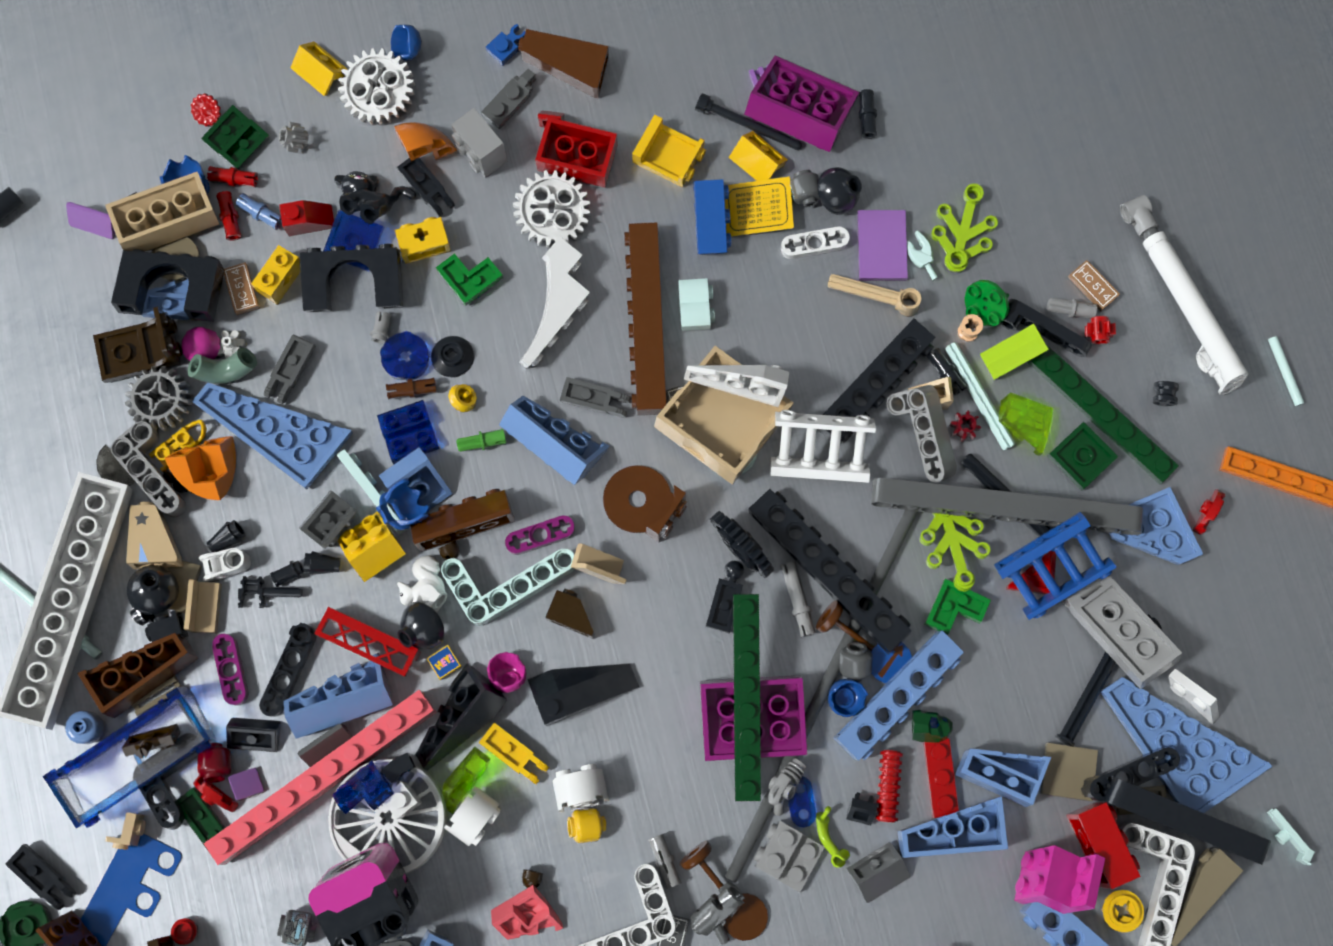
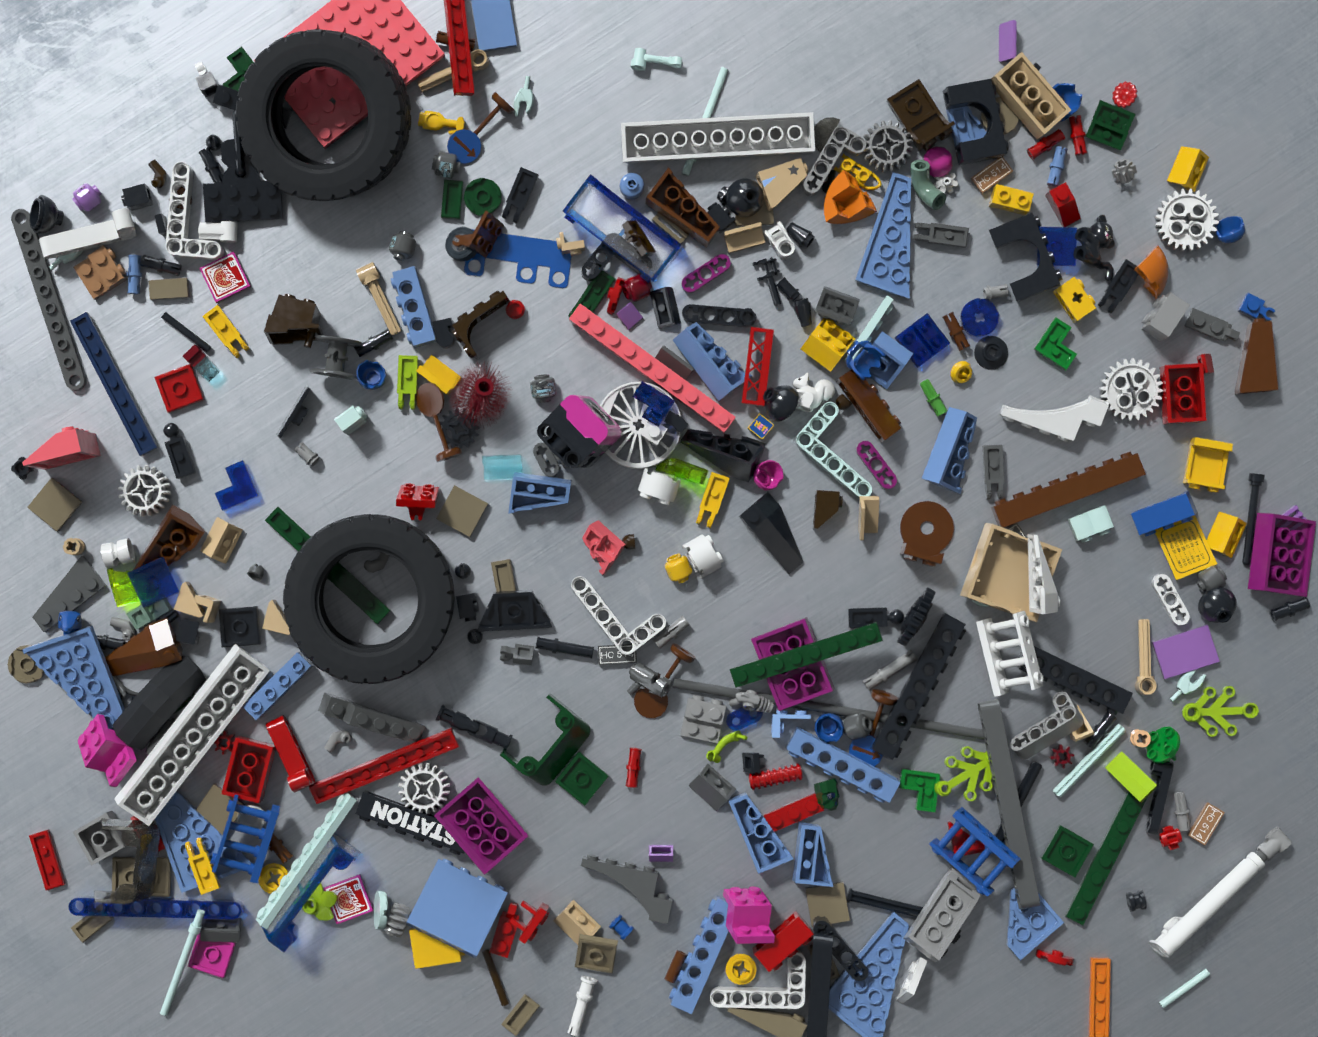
camera: 75 degrees right, 10 degrees up
(825, 762) = (778, 727): none -> light blue bracket
(1026, 420) = (1081, 801): clear neon green slope -> none

